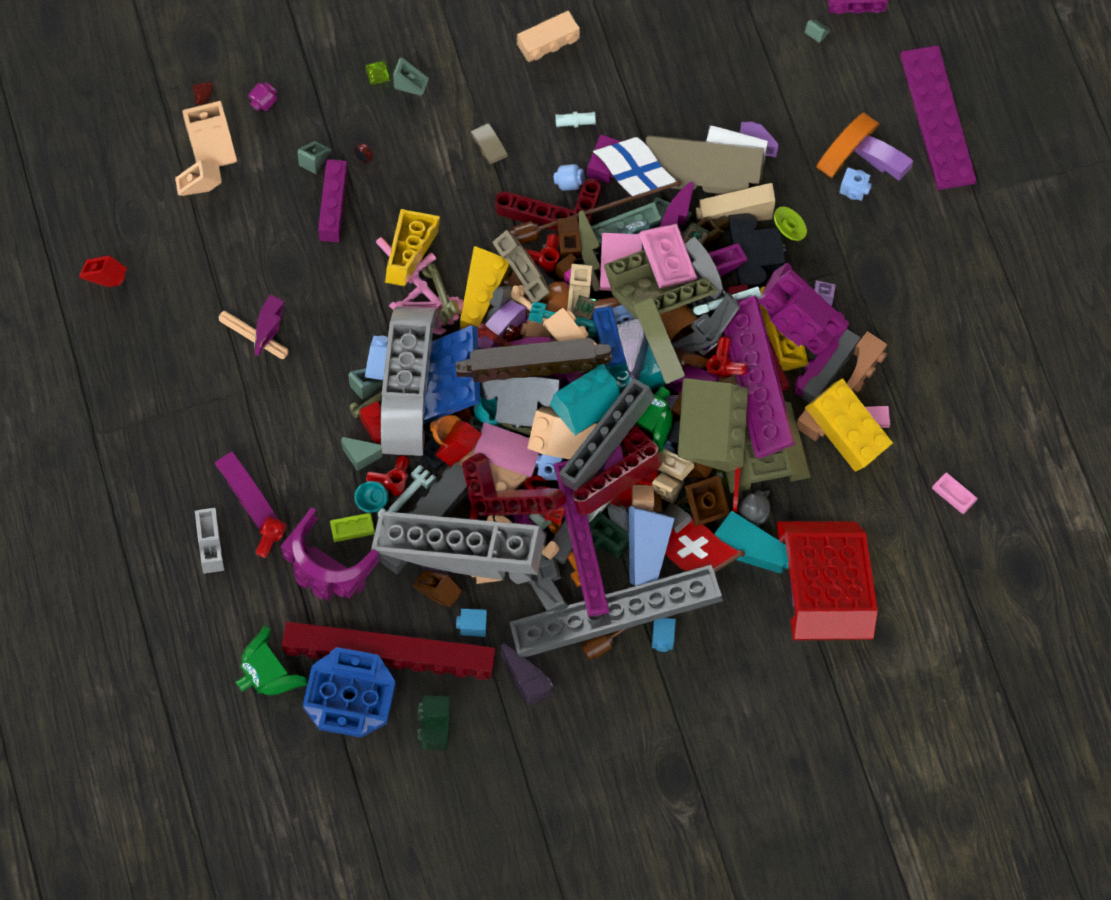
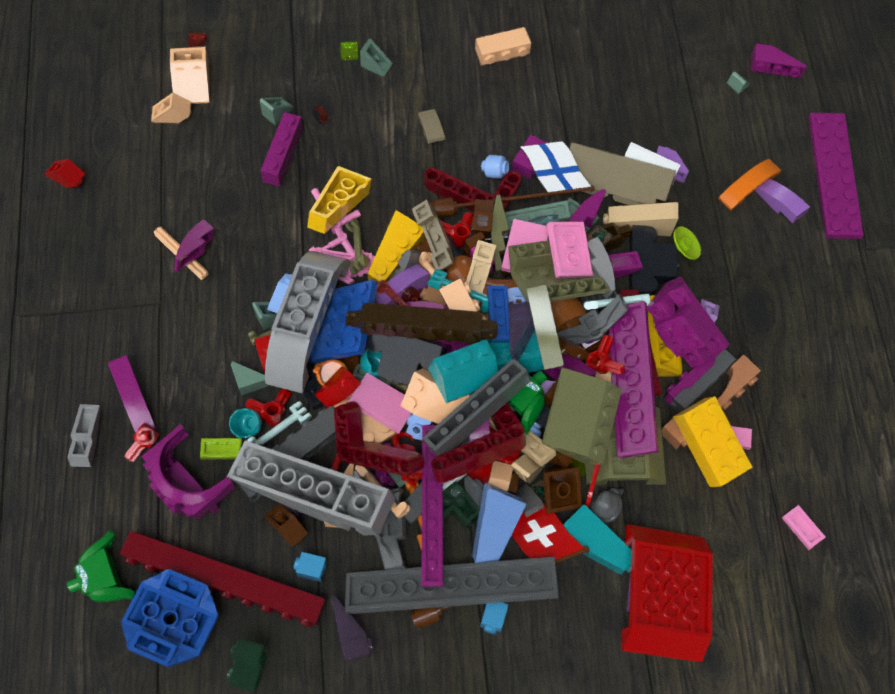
camera: 10 degrees right, 0 degrees up
(263, 96) = (245, 52): magenta head -> none
(575, 119) = (511, 119): light aqua pin -> none
(584, 307) = (481, 282): tile -> none
(855, 184) = (752, 219): light blue brick -> none

